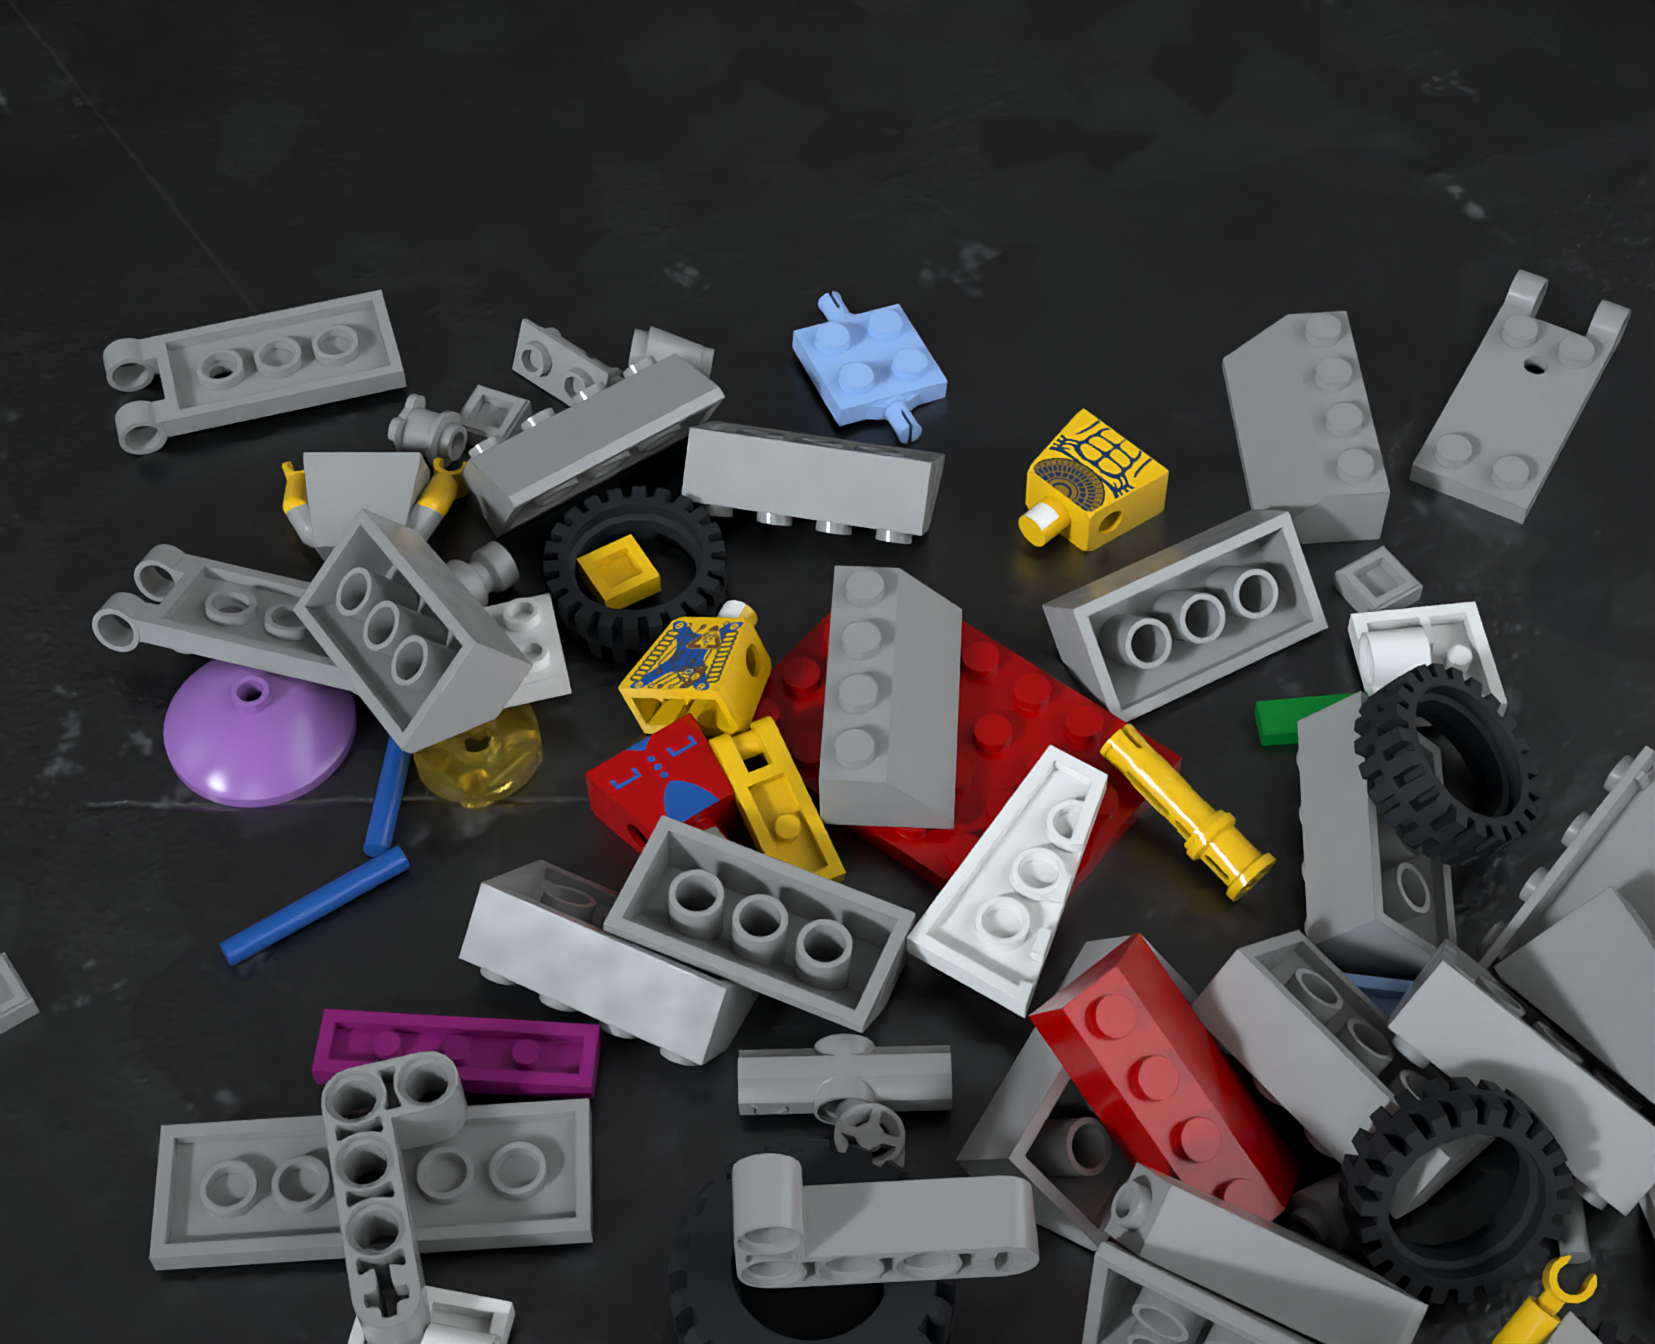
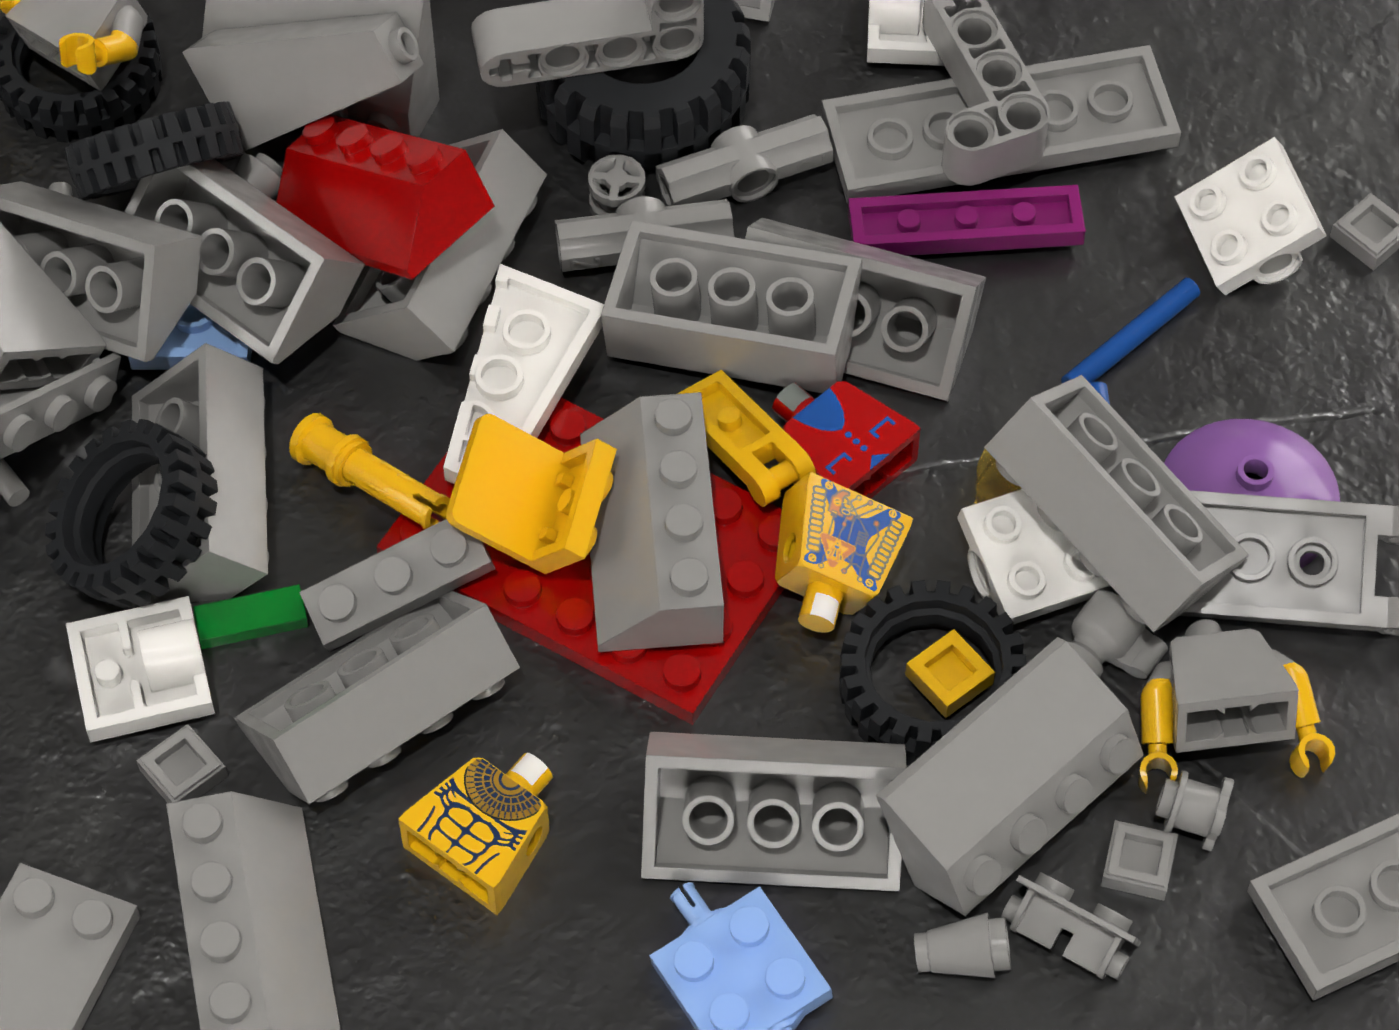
camera: 170 degrees right, 5 degrees up
(127, 998) = (1251, 219): none -> white plate
(691, 1155) = (745, 162): none -> light grey piece
(1005, 730) = (530, 495): none -> yellow bracket
(1161, 705) = (394, 582): none -> light grey plate

